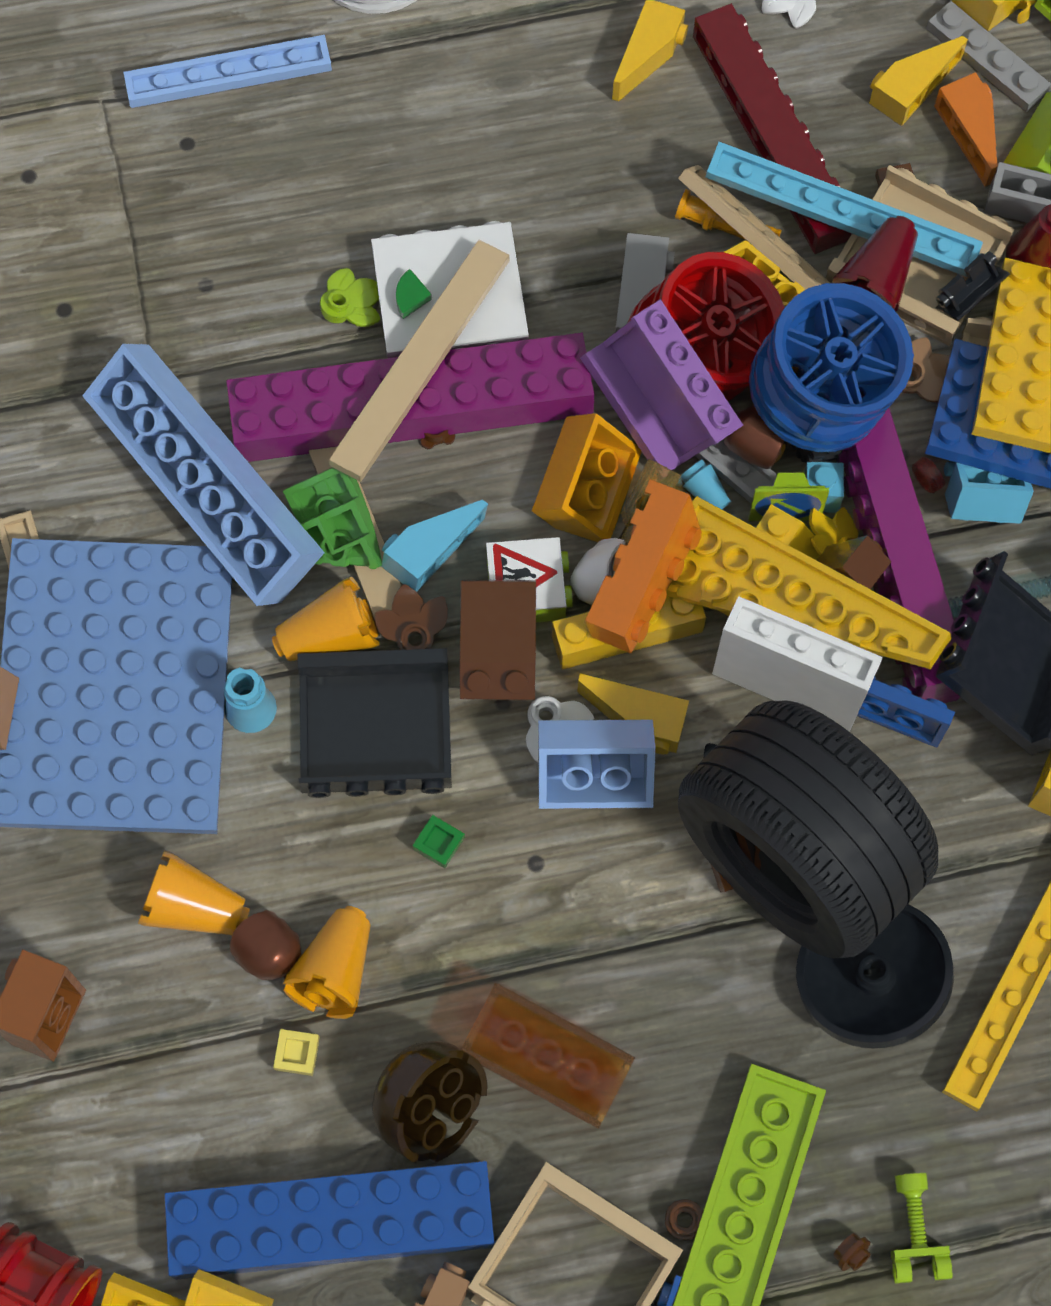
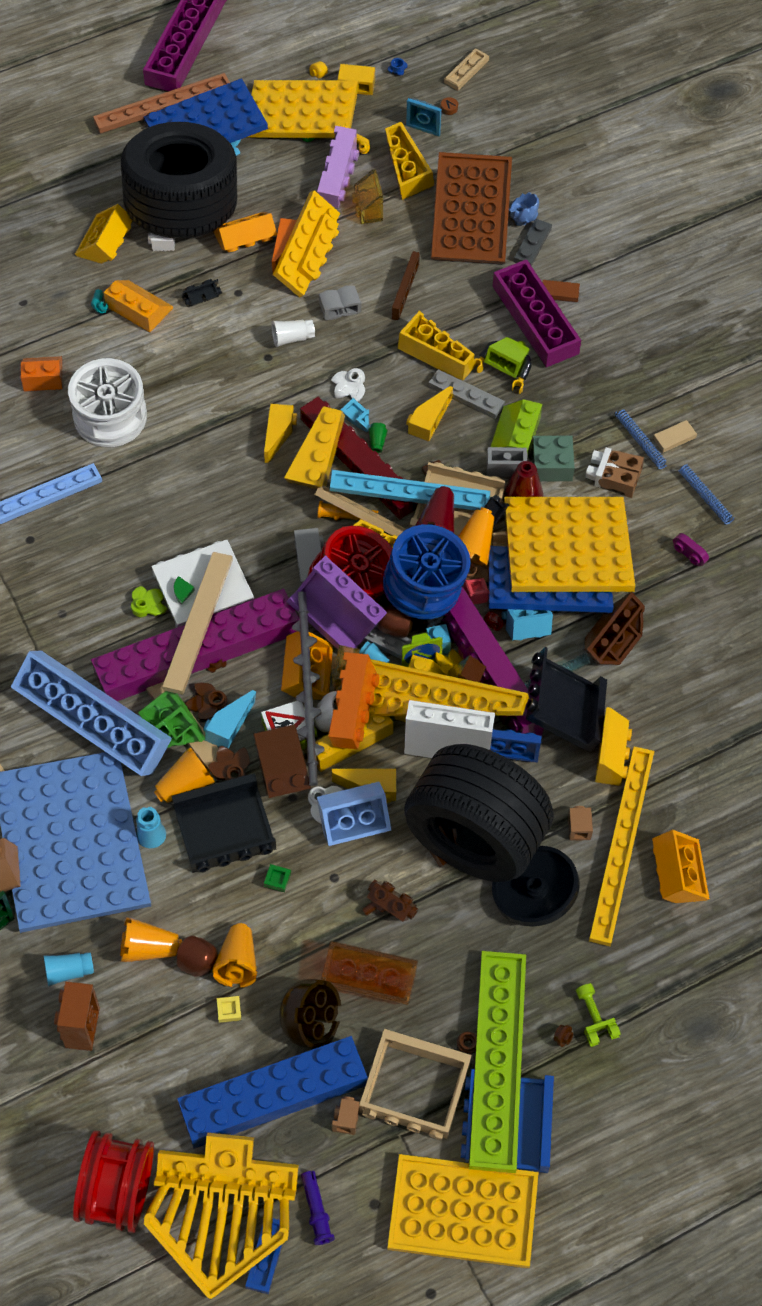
camera: 15 degrees left, 10 degrees down
(47, 908) = (67, 967): none -> medium azure plant
(398, 497) = (204, 701): none -> reddish brown plate
(568, 535) = (306, 696): none -> flat silver plant
(613, 928) = (387, 899): none -> reddish brown brick
(703, 103) = (318, 450): none -> yellow wedge
(789, 50) = (357, 414): none -> medium azure slope
(814, 98) = (377, 436): none -> green cone
(912, 414) = (477, 590): none -> coral slope
(939, 318) = (478, 535): none -> light orange cone
(969, 115) = (464, 427): orange slope -> none
(982, 877) = (580, 823): none -> medium nougat brick

